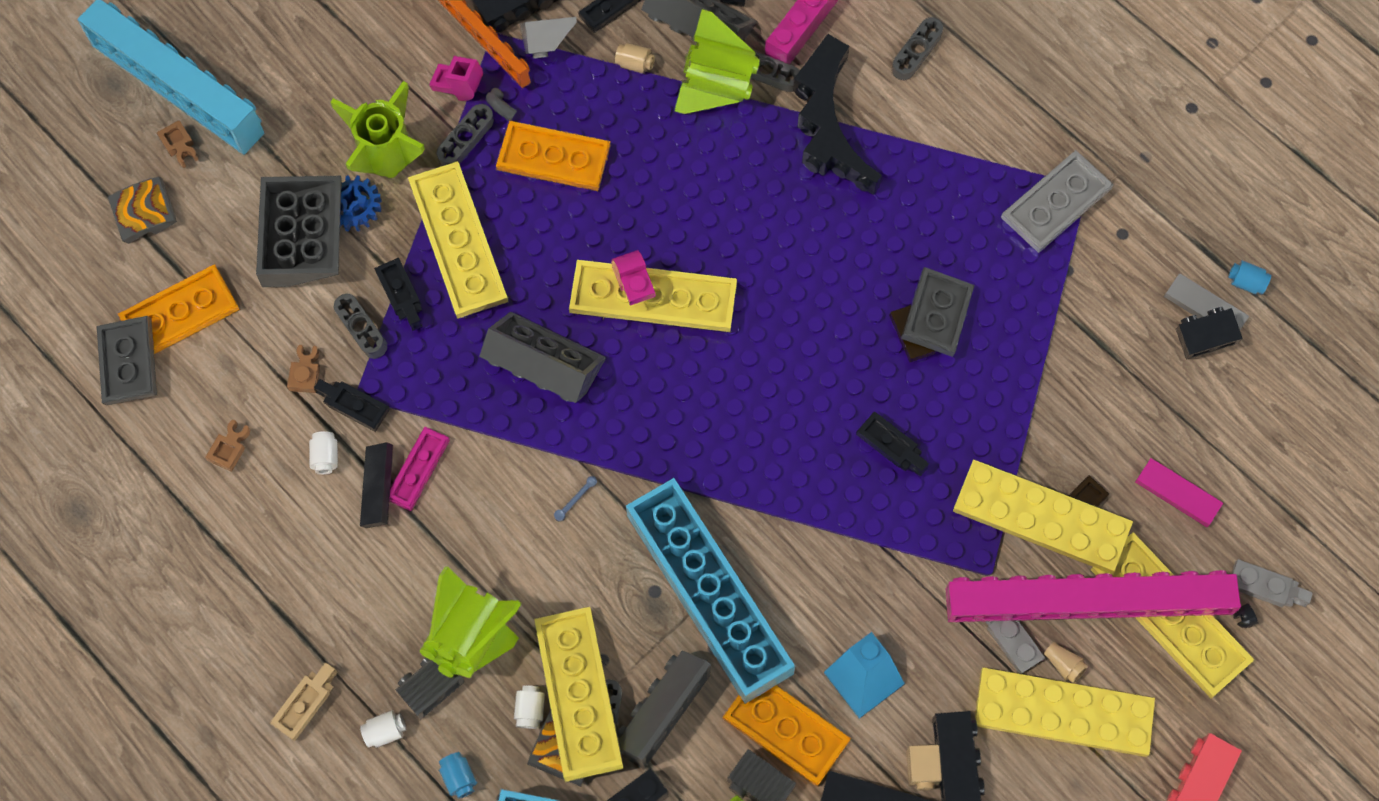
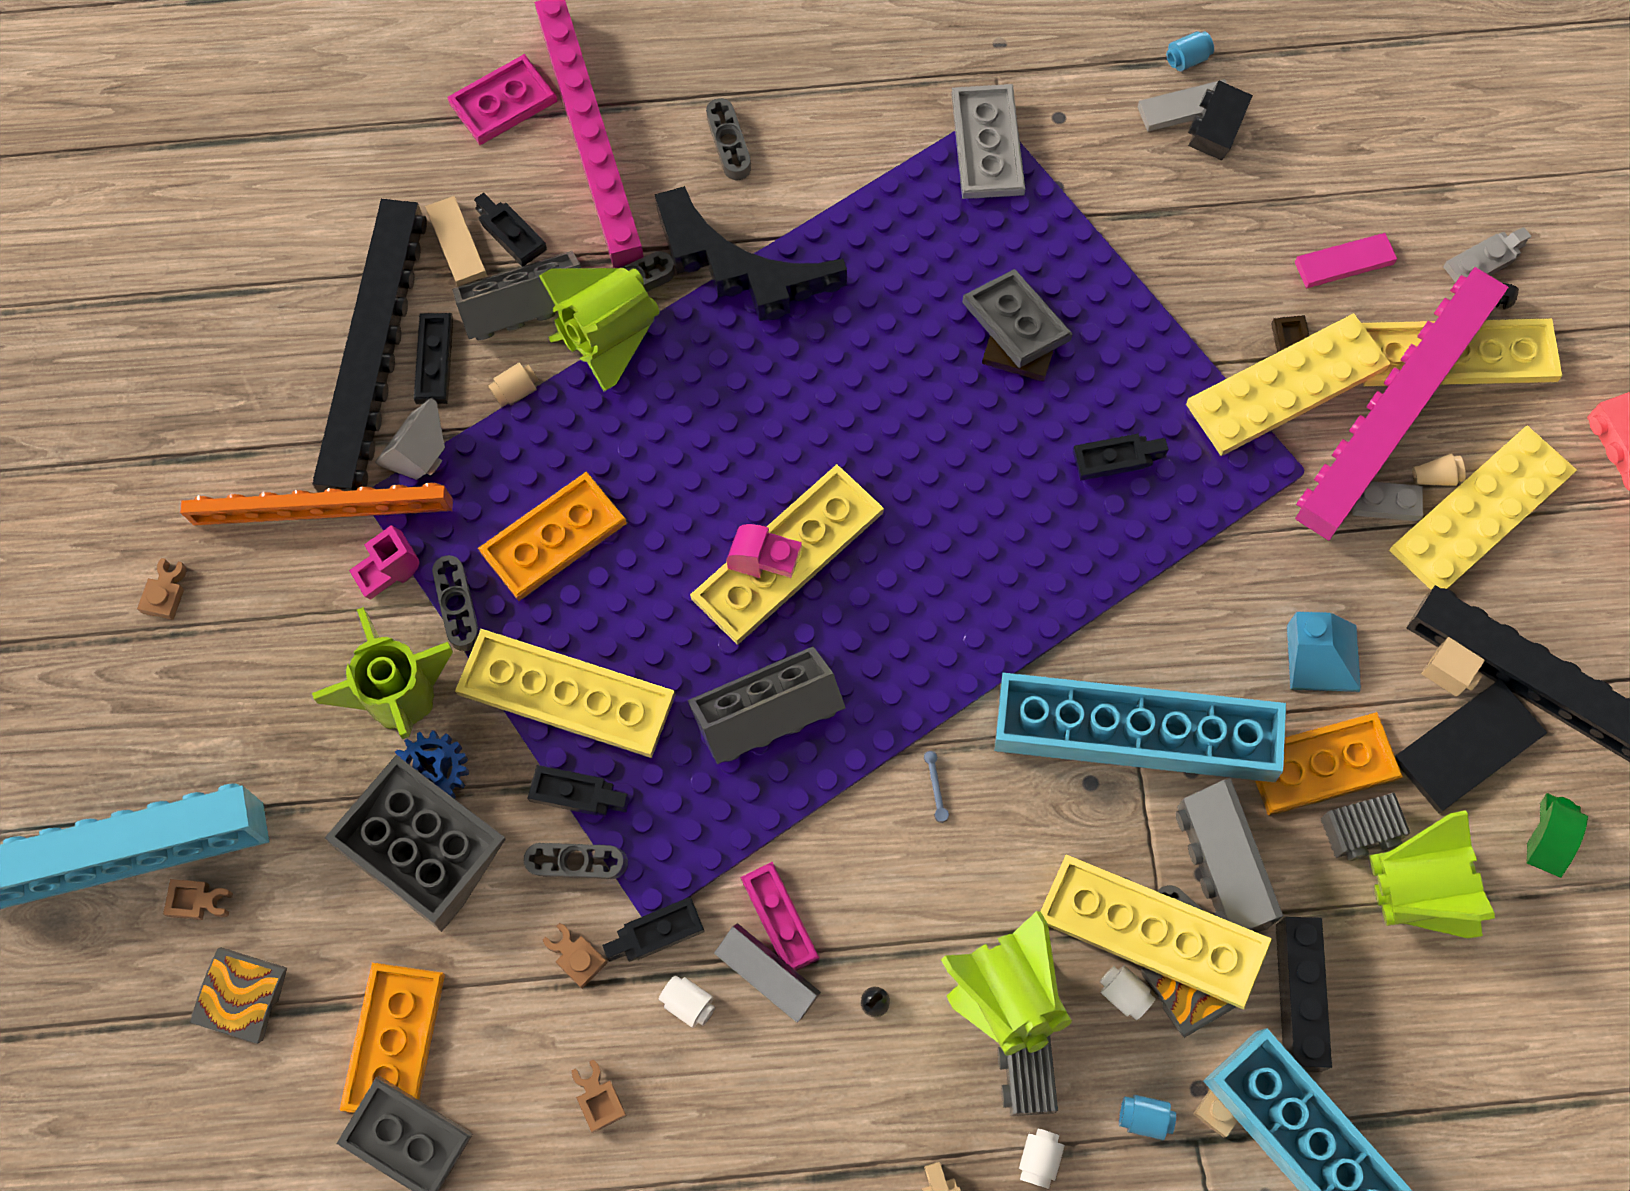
camera: 50 degrees left, 0 degrees up
(408, 567) = (880, 1007): none -> black hinge
(495, 100) = (443, 546): dark grey arm -> none

